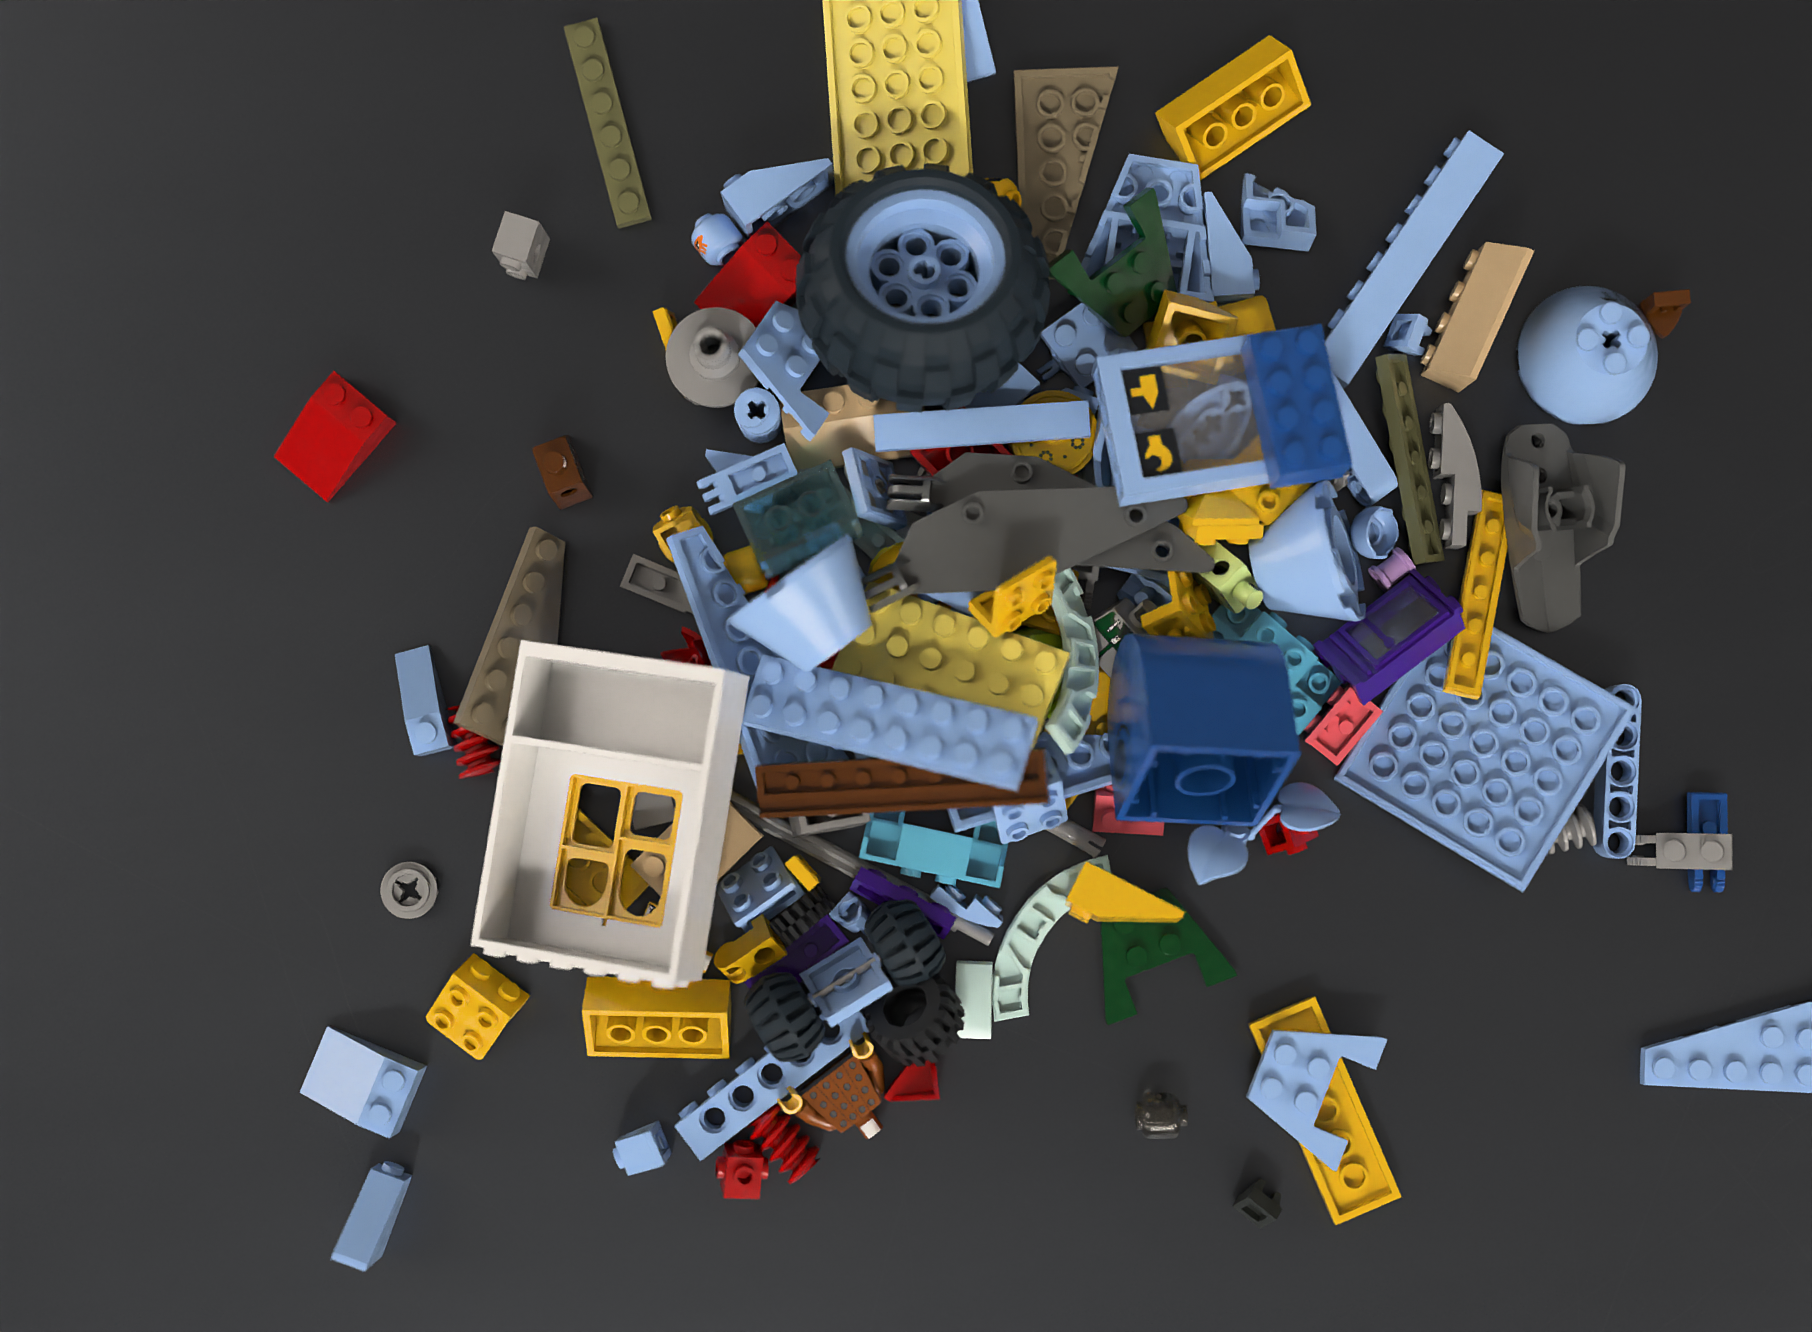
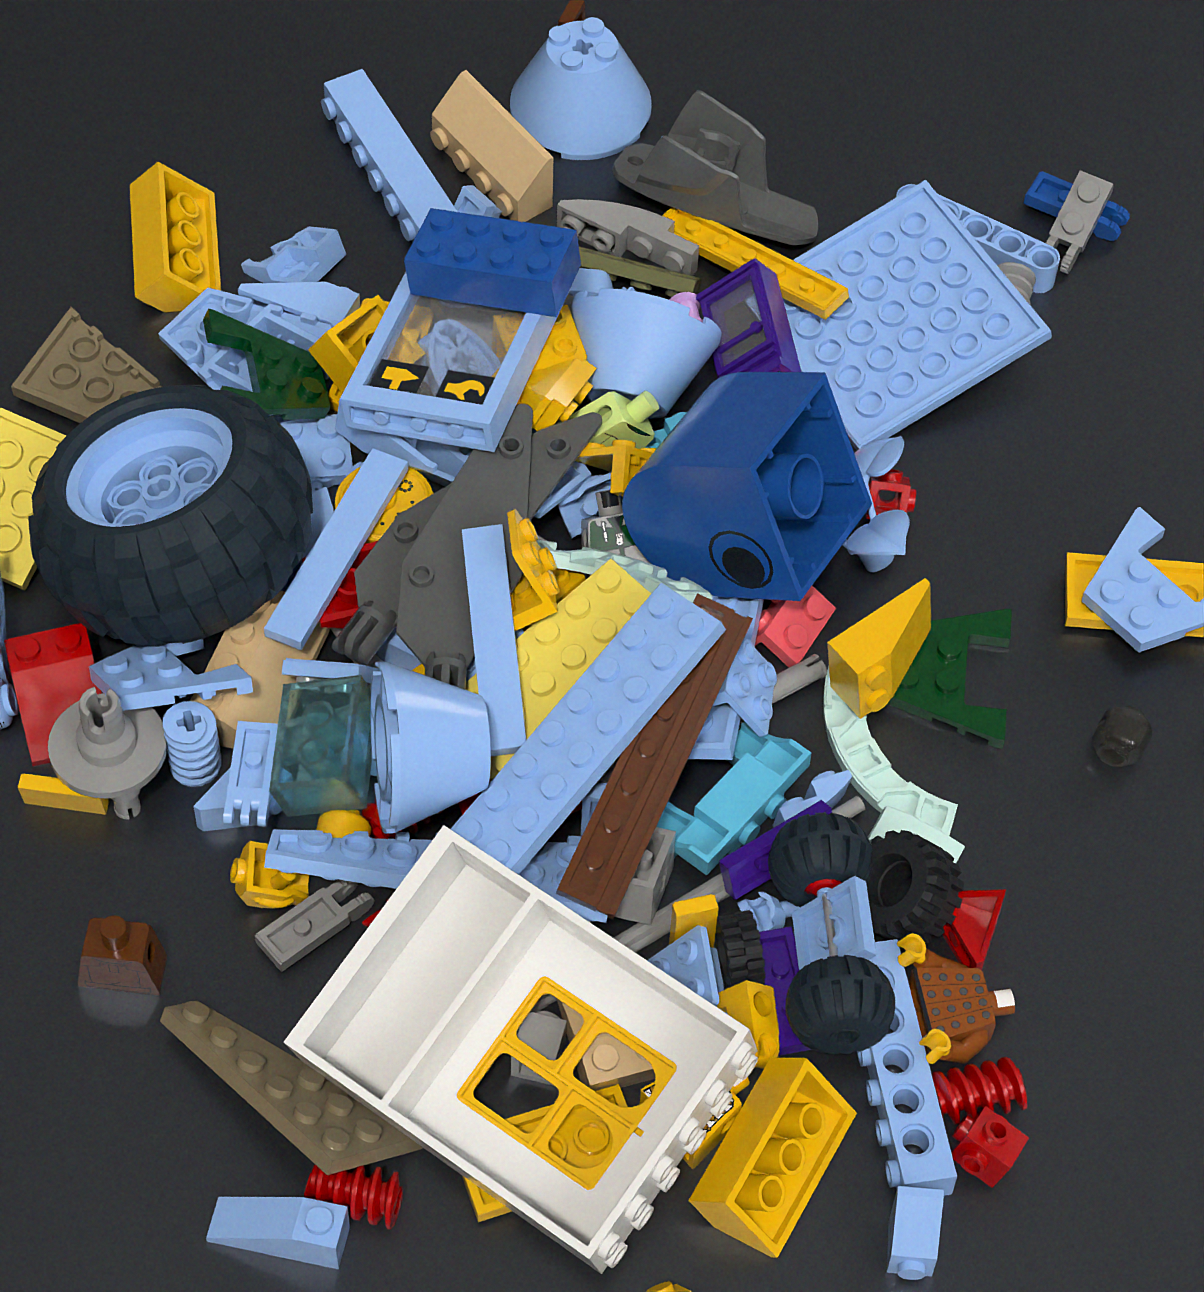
camera: 65 degrees left, 30 degrees down
(943, 602) = (494, 636): none -> light blue tile

